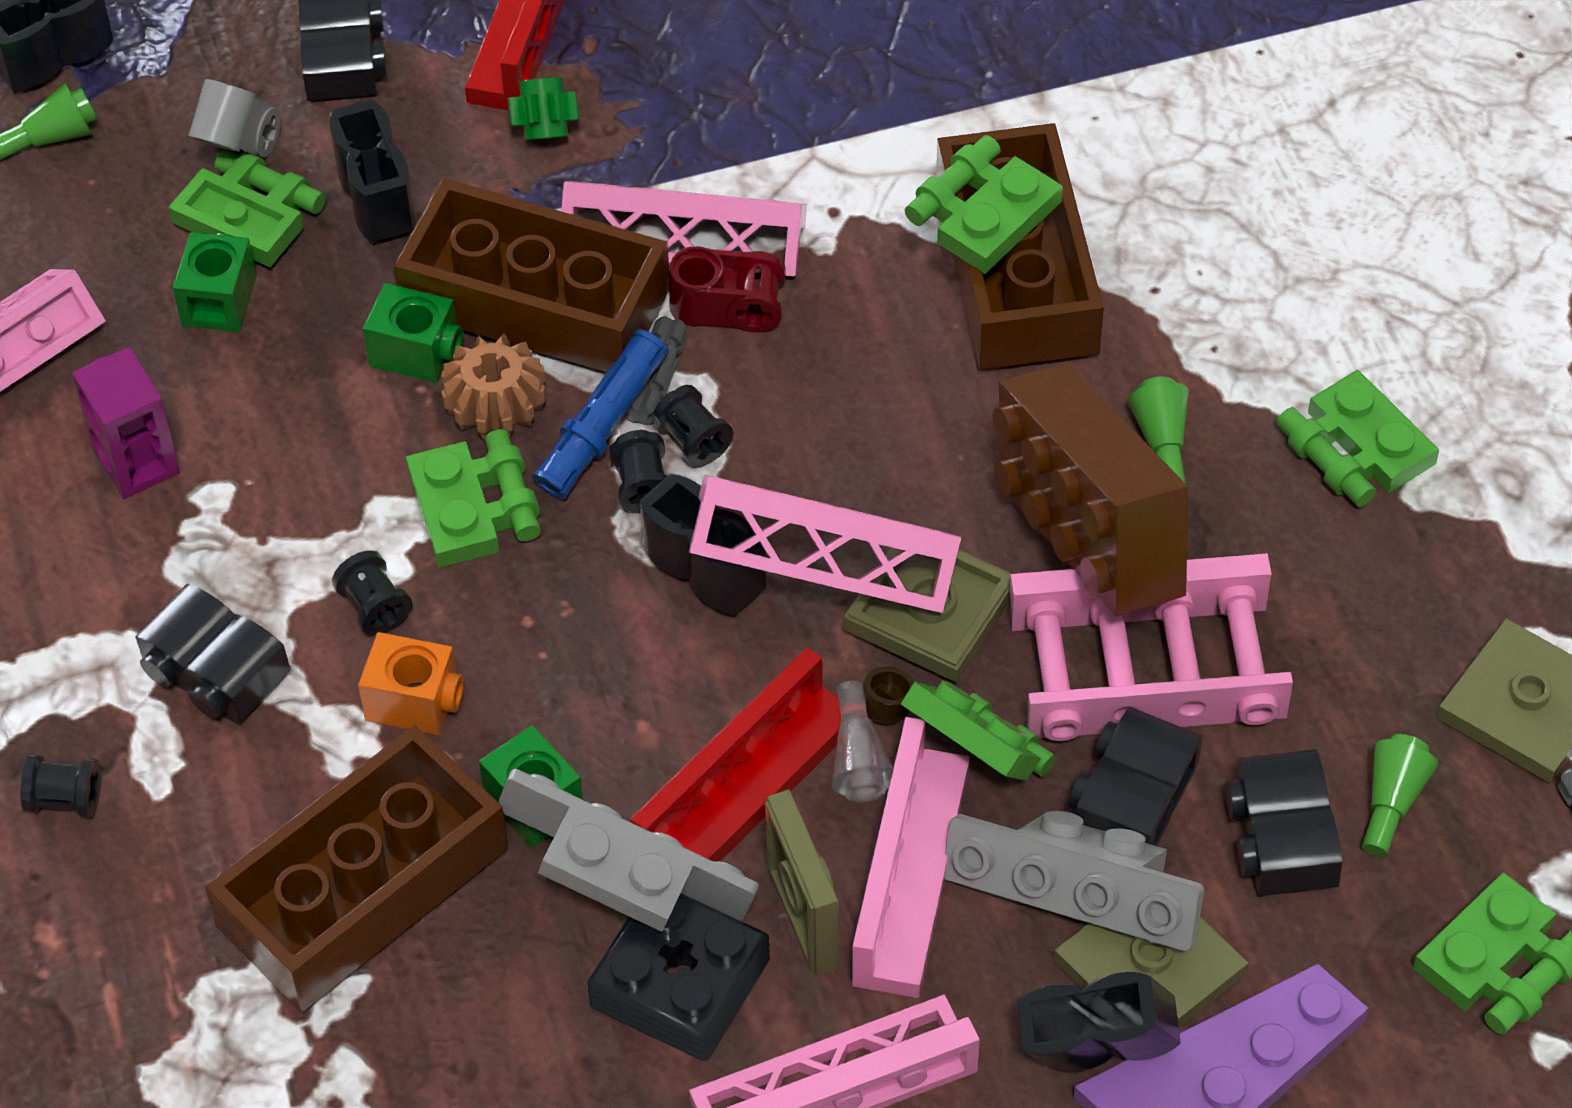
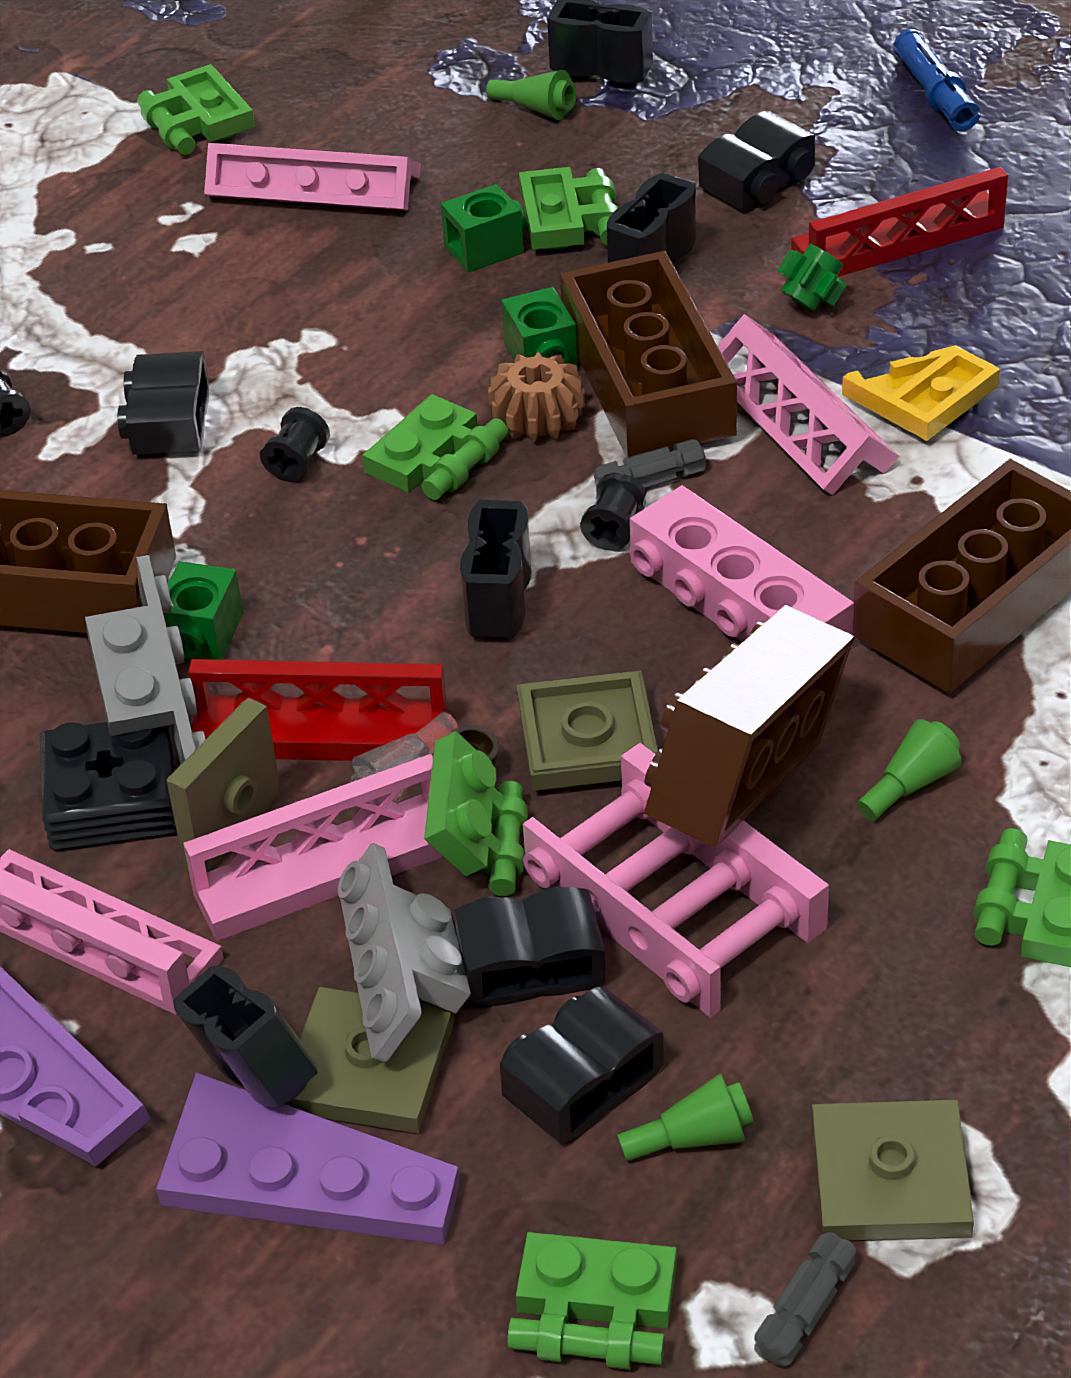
camera: 55 degrees right, 10 degrees down
(126, 422) = (304, 247): magenta brick -> none
(235, 120) = (615, 149): light grey piece -> none
(404, 661) = (231, 503): orange brick -> none
(587, 433) = (567, 456): blue pin -> none
(640, 465) = (550, 504): black bush -> none
(720, 288) = (761, 454): dark red piece -> none
(750, 134) = (925, 390): none -> yellow wing
(832, 519) = (564, 604): bright pink fence -> none
(864, 398) = (726, 568): none -> bright pink brick
(996, 215) = (968, 525): bright green plate -> none

